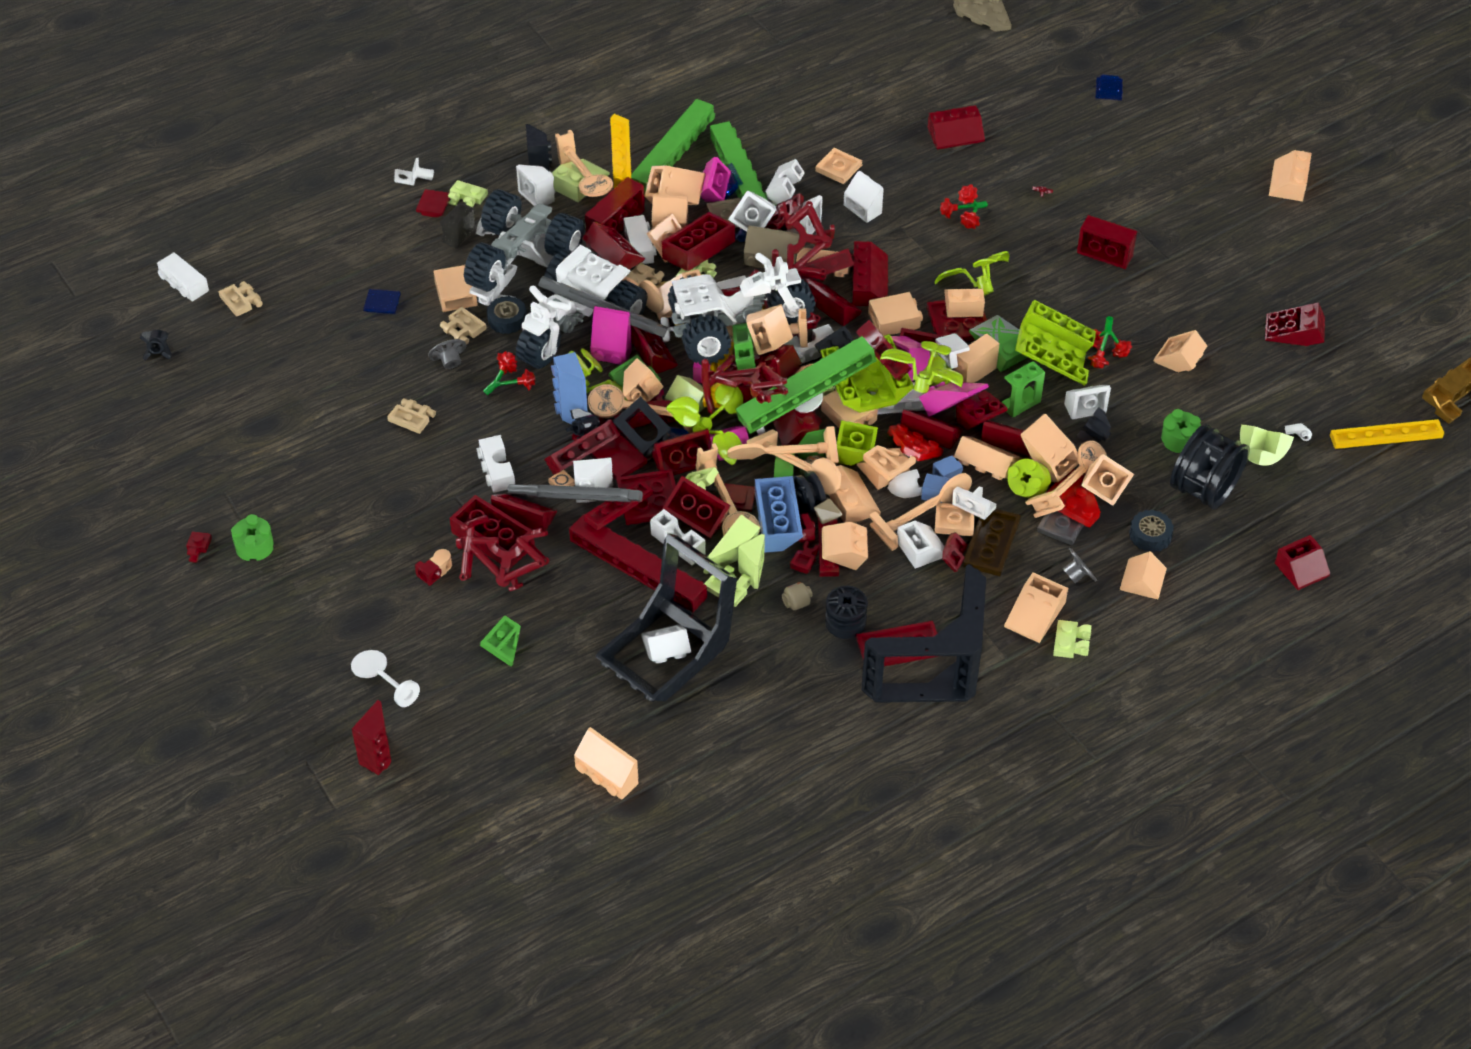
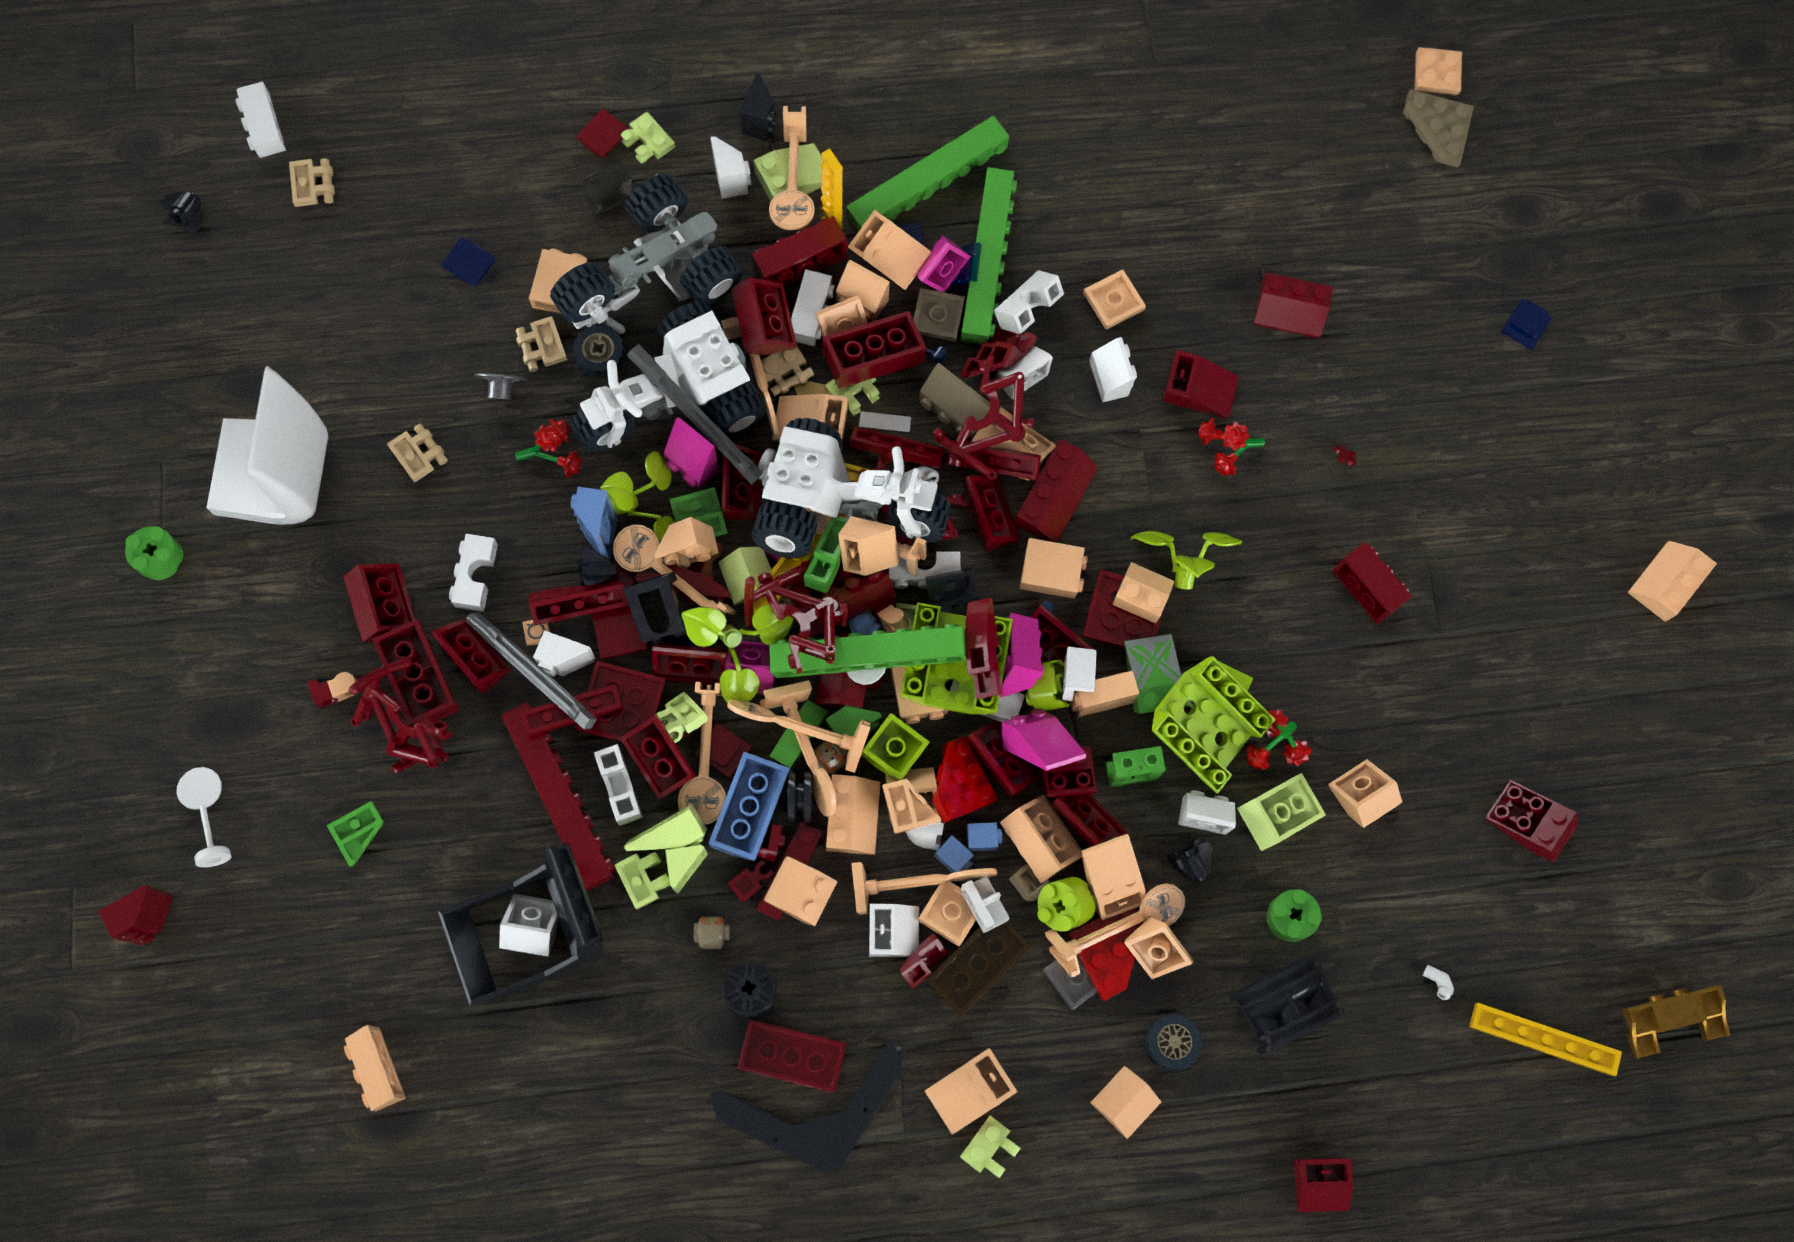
camera: 20 degrees right, 25 degrees up
(197, 543) = (98, 526): dark red plate -> none
(318, 457) = (270, 464): none -> white piece
(416, 172) = (600, 78): white bracket -> none
(433, 503) = (378, 598): none -> dark red slope
(752, 211) = (959, 341): white slope -> none
(827, 511) = (805, 835): dark tan slope -> none
(923, 186) = (1200, 385): none -> dark red slope
(923, 379) = (988, 686): lime plant -> none
(994, 485) = (1027, 883): none -> dark tan plate
(1077, 568) = (1050, 1058): flat silver wheel -> none
(1133, 383) = (1281, 812): none -> yellowish green slope
(1265, 445) = (1381, 985): yellowish green brick -> none

